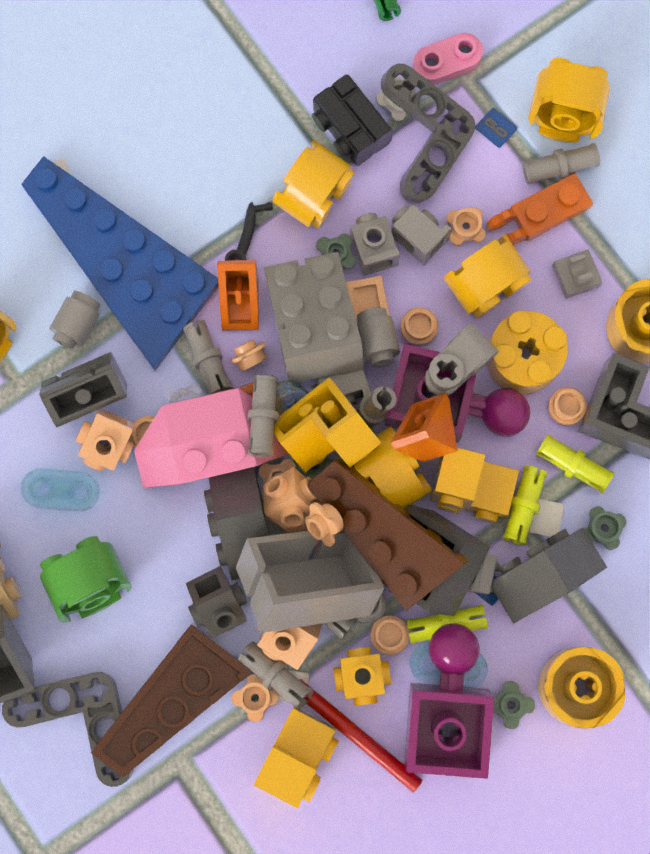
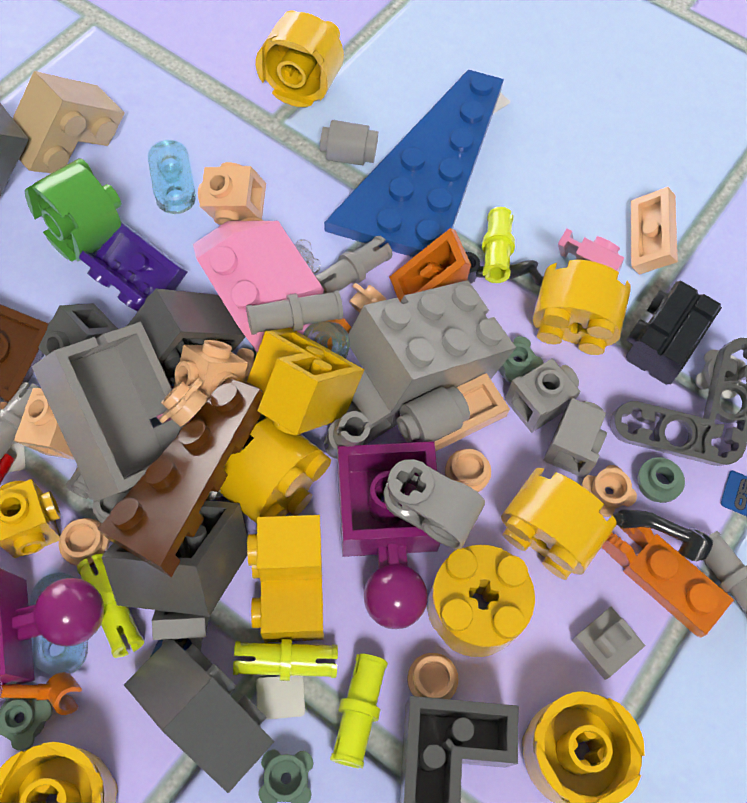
camera: 65 degrees right, 15 degrees down
(83, 389) = (278, 162): dark grey brick -> none
(154, 543) = (132, 267): none -> dark purple bracket
(225, 228) = (498, 245): none -> neon yellow pin
(251, 93) = (653, 231): none -> light nougat plate
(271, 155) = (599, 251): none -> bright pink plate
(427, 430) = (326, 483): orange slope -> none
(465, 193) = (655, 490): none -> sand green plate
(499, 674) = (53, 690): none -> orange hand
(529, 182) = (695, 543): none -> black piece

